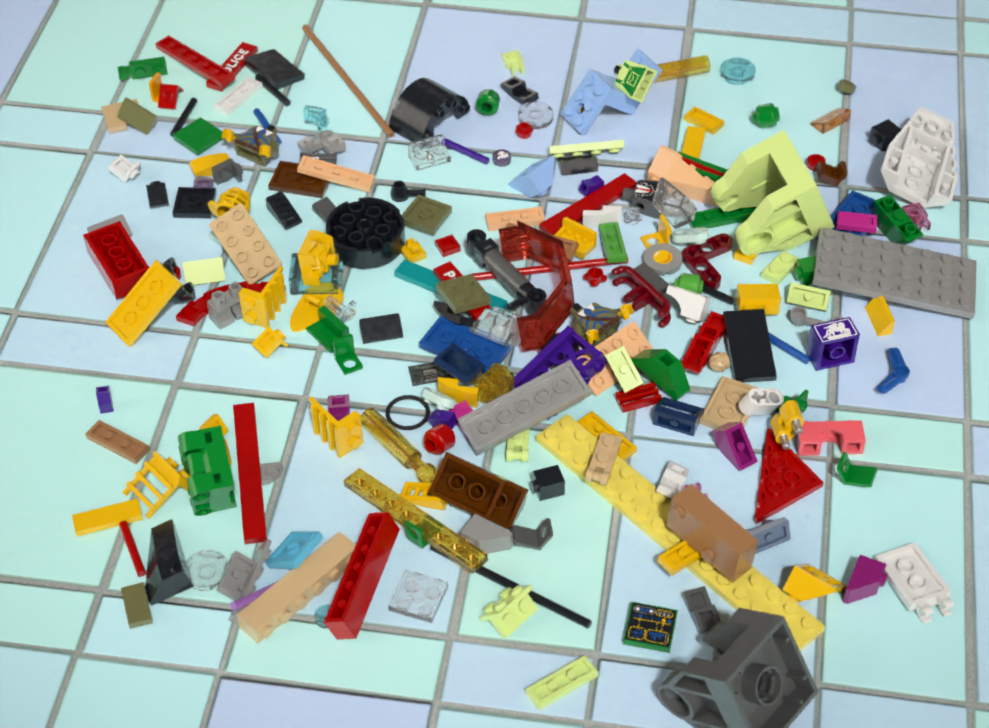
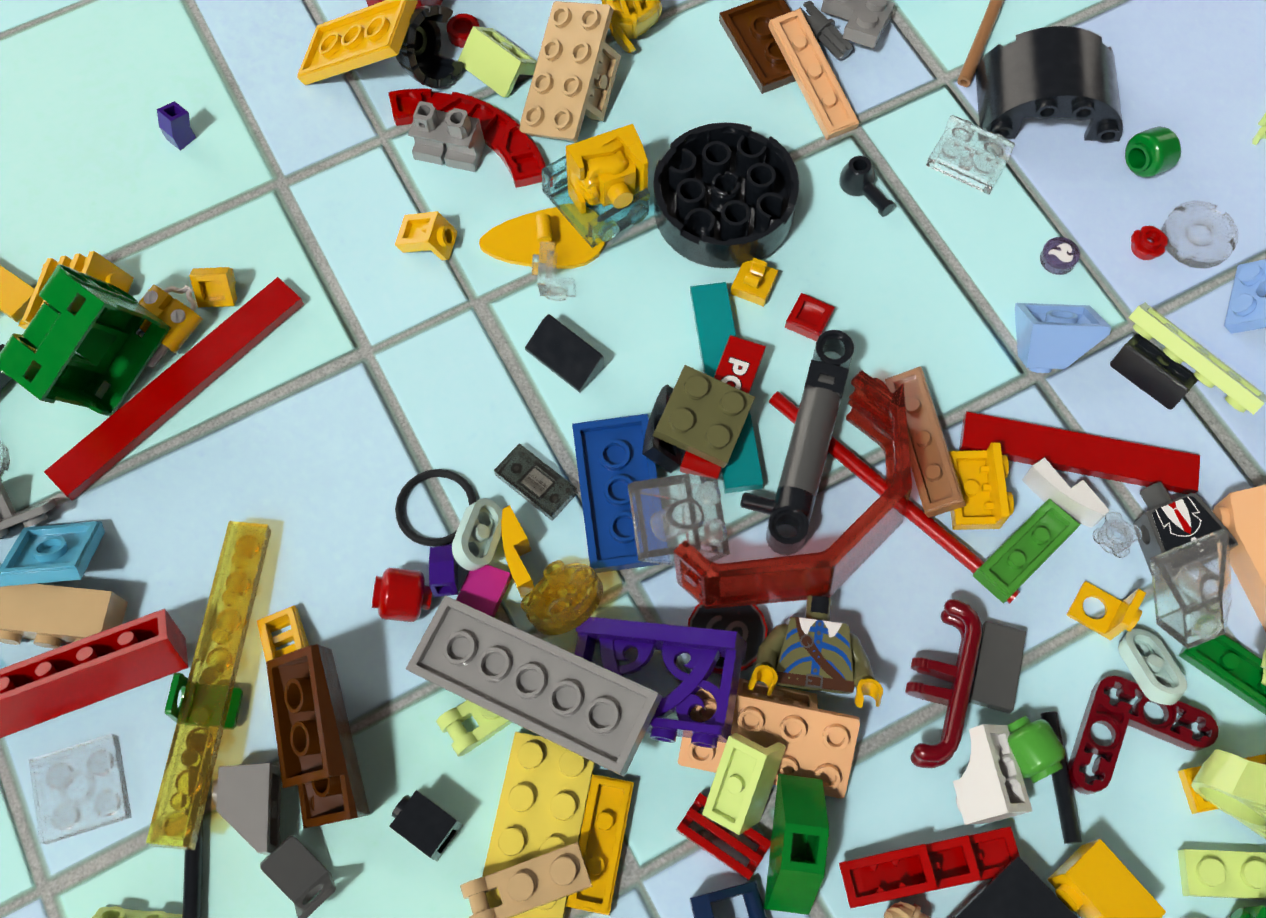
camera: 55 degrees right, 20 degrees up
(117, 441) = (125, 195): medium nougat tile -> none
(261, 307) = (466, 177): yellow plate -> none
(270, 472) = (194, 413): light grey tile -> none
(274, 206) = (693, 46): black slope -> none
(324, 207) = (736, 108): dark grey bracket -> none
(327, 328) = (506, 291): green panel -> none
(339, 406) = (366, 418): magenta slope -> none
(342, 434) = (301, 461): yellow plate -> none
(345, 351) = (480, 339): green bracket -> none
(397, 445) = (348, 548): clear yellow piece -> none
(426, 214) = (841, 243): olive plate -> none
(460, 364) = (573, 514): dark blue tile -> none
(466, 151) = (1025, 197): dark purple bar -> none
(518, 91) = (1226, 174): black slope -> none
(528, 216) = (950, 368): light nougat tile -> none
(590, 185) = (1122, 425): dark purple piece -> none
(595, 276) = (937, 569): red plate -> none
(663, 258) = (1065, 655): light grey tile -> none

